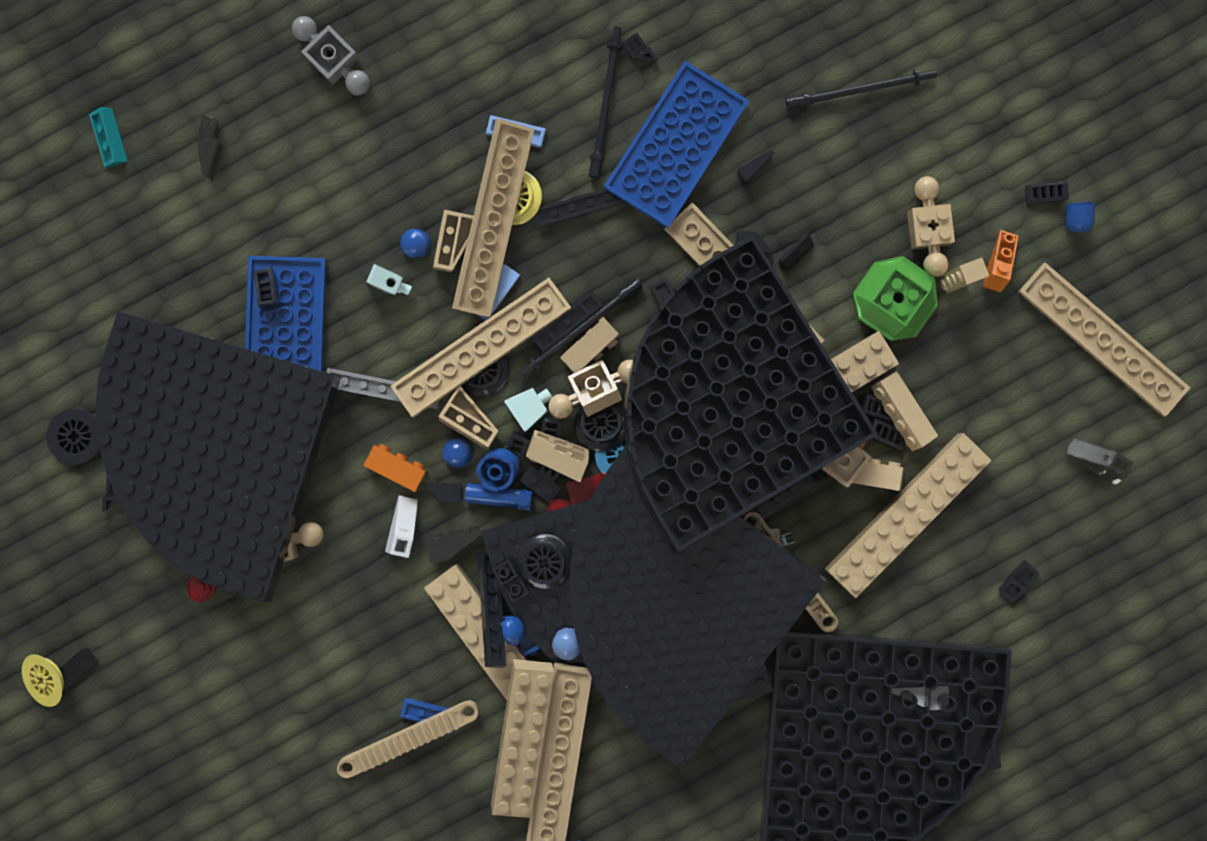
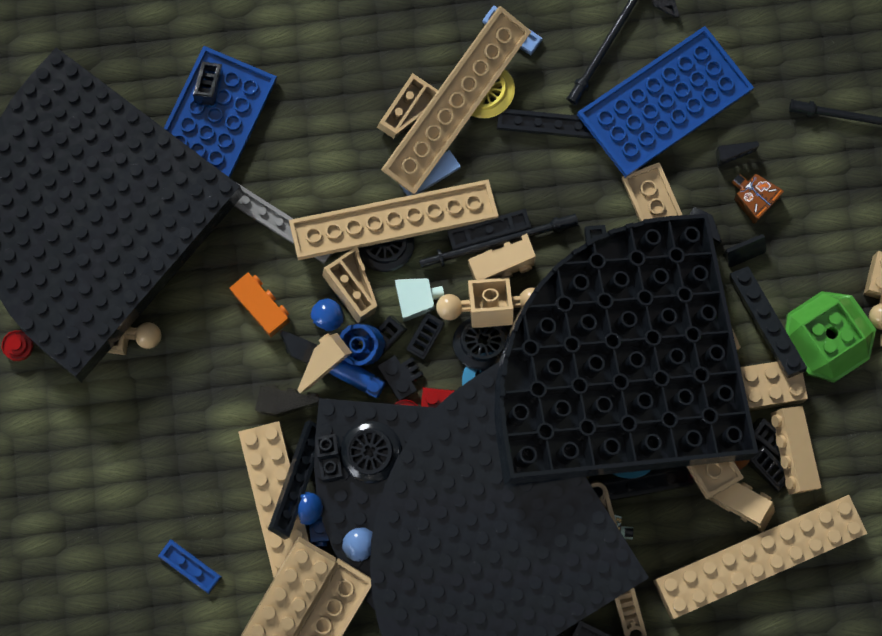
camera: 25 degrees right, 10 degrees down
(379, 277) = (324, 113): light aqua torso -> none
(402, 527) = (241, 365): white slope -> none
(407, 739) = (156, 581): tan gear -> none
(415, 243) = (370, 97): blue hair -> none
(472, 494) = (324, 358): none -> tan slope
(558, 455) = (426, 353): tan wedge -> none
(787, 199) = (755, 195): none -> dark orange torso
(840, 309) = (767, 322): none -> black plate

